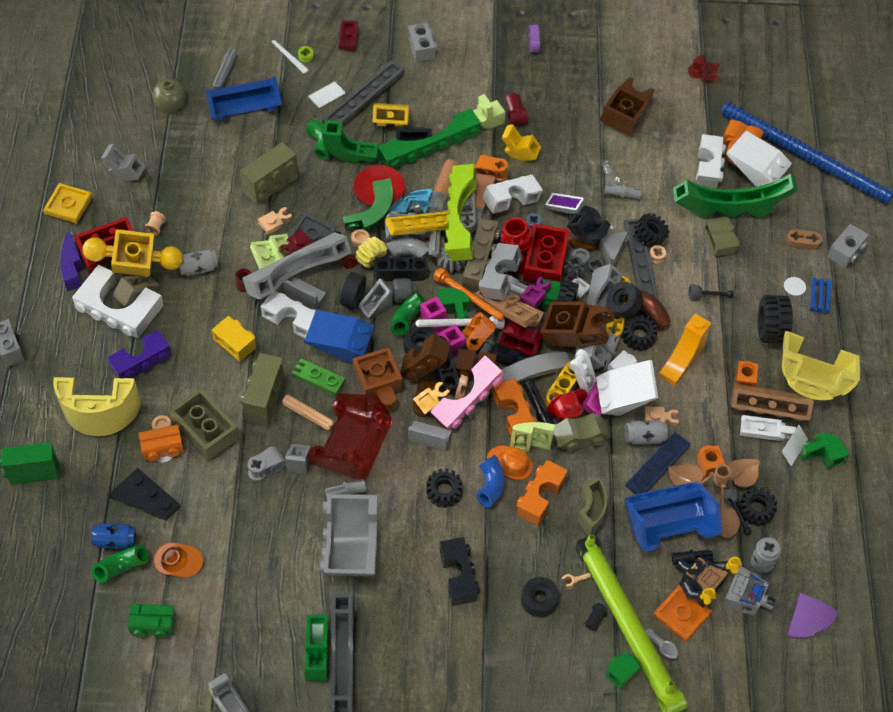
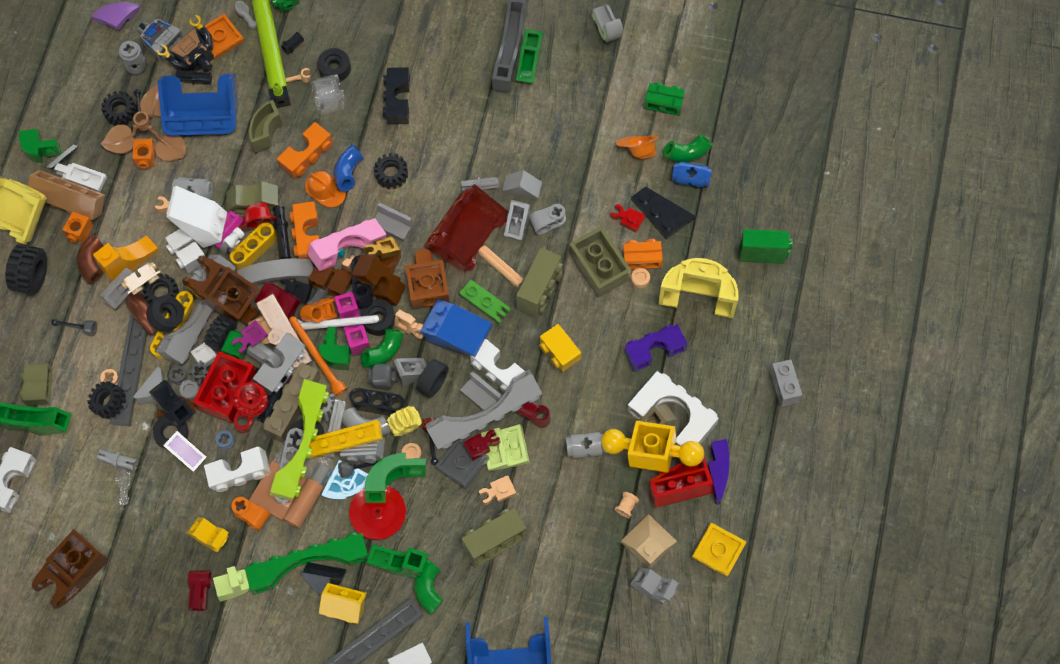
camera: 165 degrees left, 10 degrees up
(131, 198) = (648, 541): none -> tan slope
(179, 482) = (629, 219): none -> red plate
(300, 496) = (522, 185): none -> light grey slope
(350, 535) = (486, 122): light grey cylinder -> none
(388, 339) = (407, 324): none -> light nougat plate
(532, 434) = (300, 194): yellowish green slope -> none
(535, 551) = (327, 94): none -> clear brick
(655, 327) = (147, 275): none -> hinge
(658, 464) = (192, 162): dark blue tile -> none
(677, 323) = (115, 293): none -> light grey panel
(724, 350) = (86, 261): none -> copper cylinder

